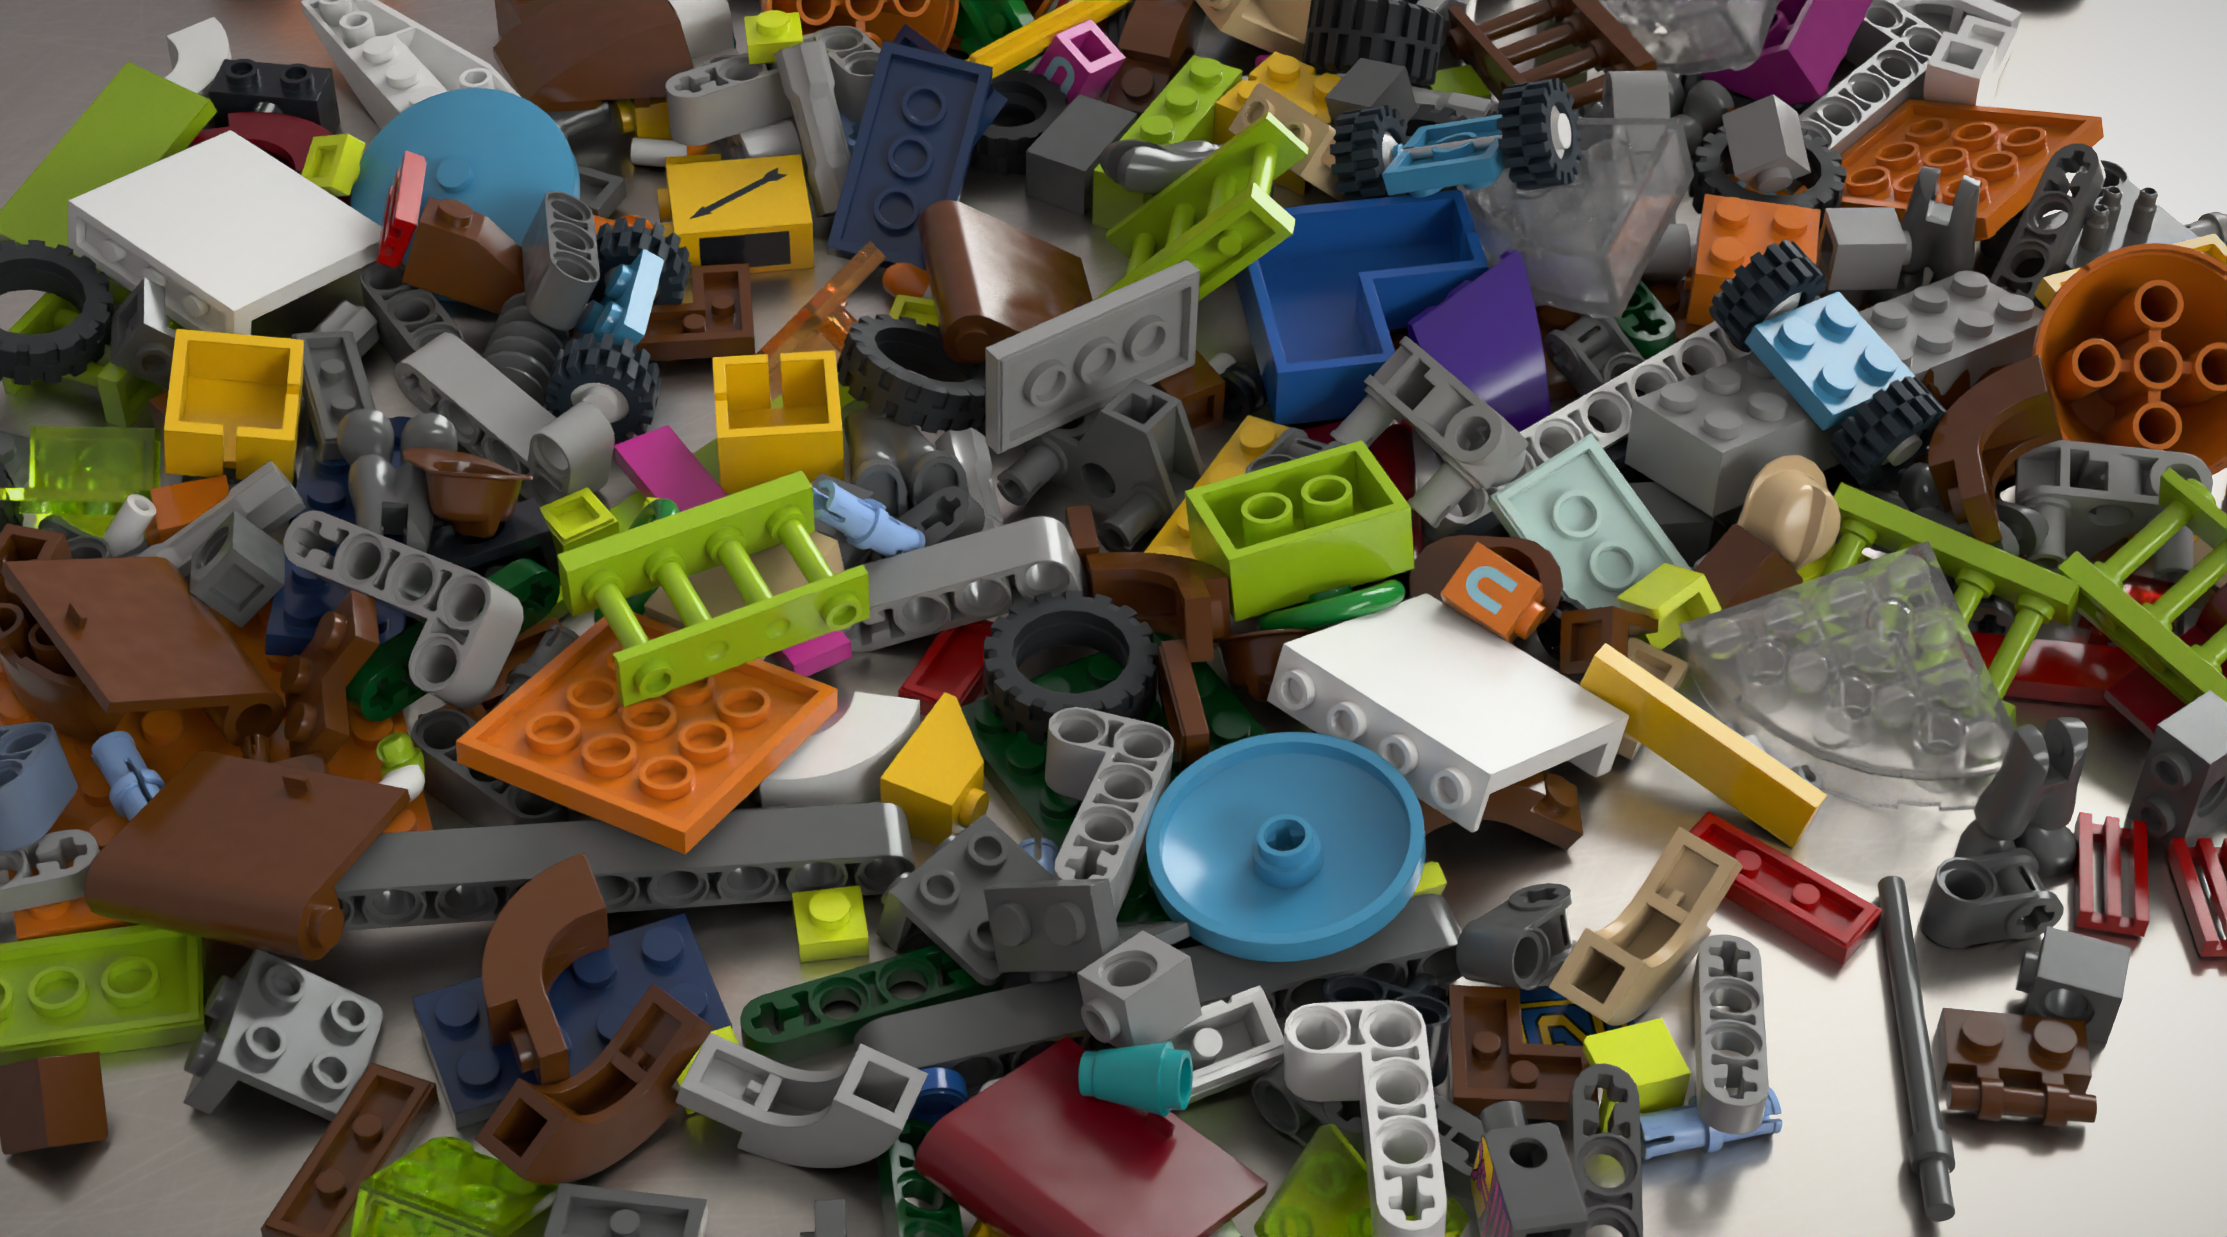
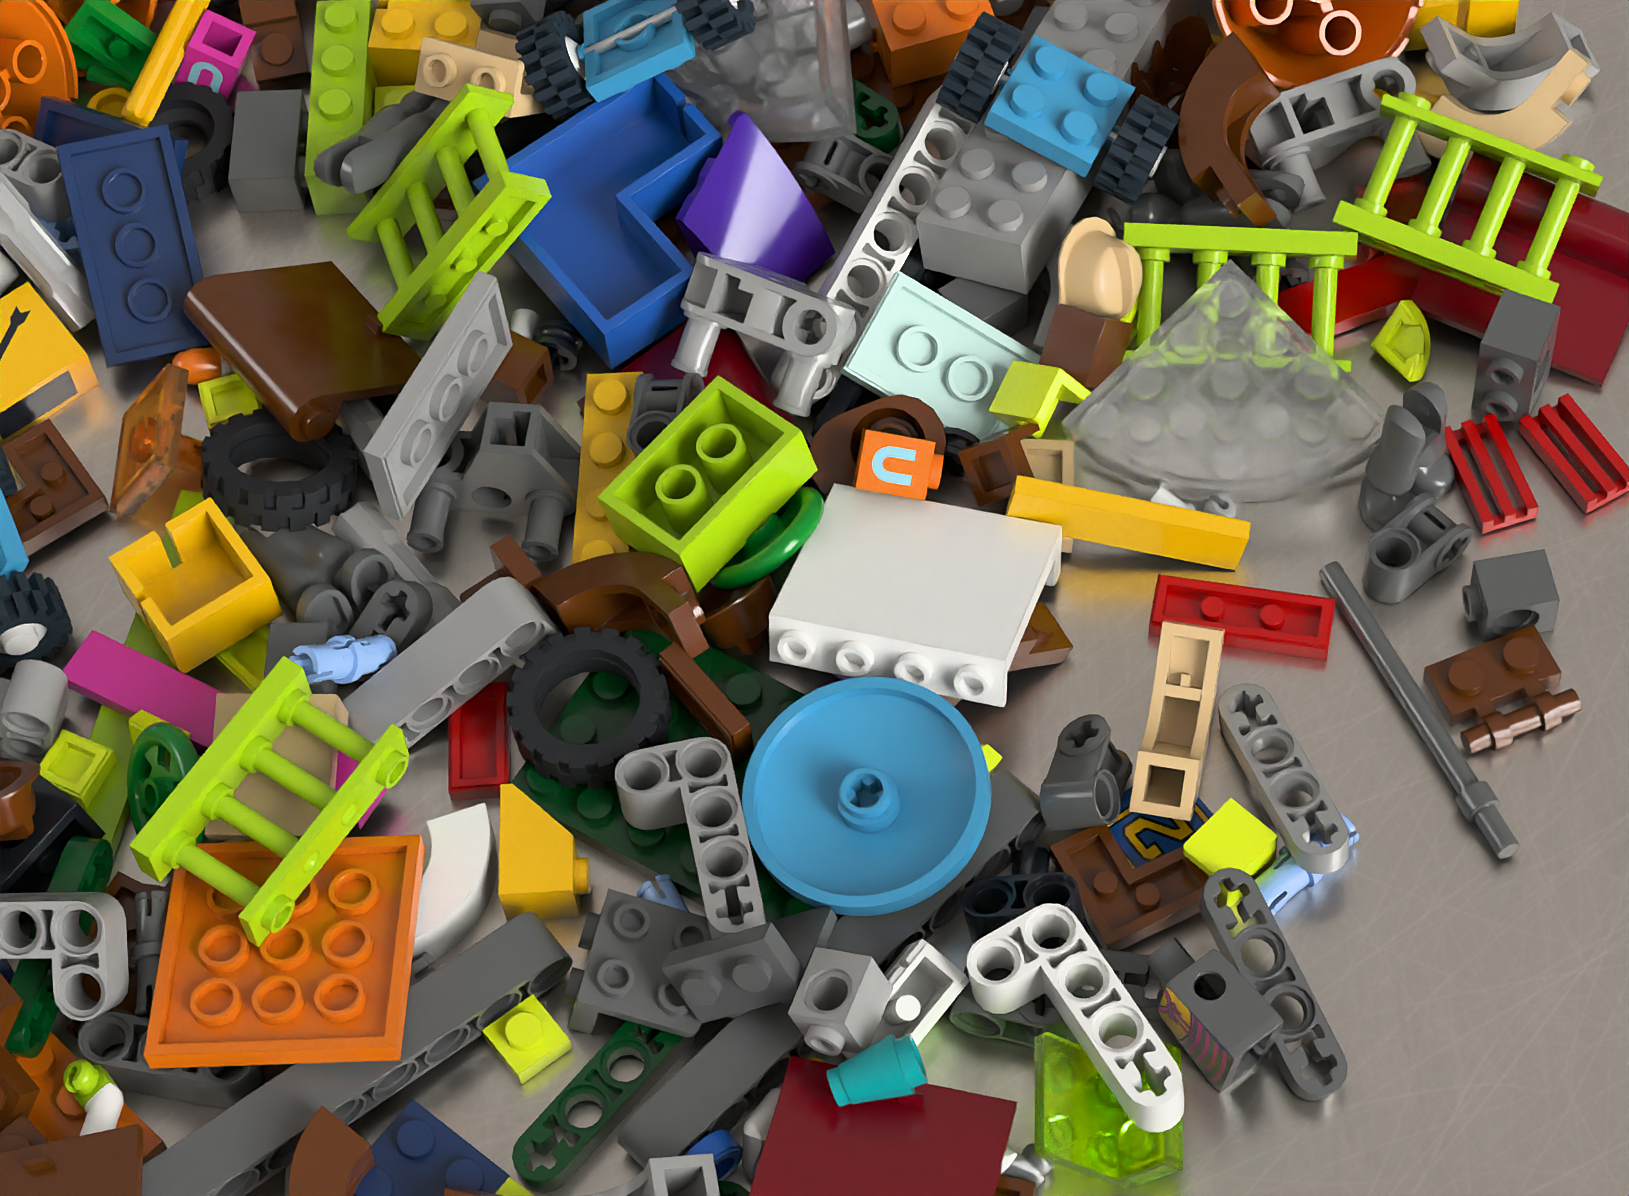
camera: 20 degrees left, 15 degrees up
(2095, 708) = (1405, 341): none -> neon yellow tile

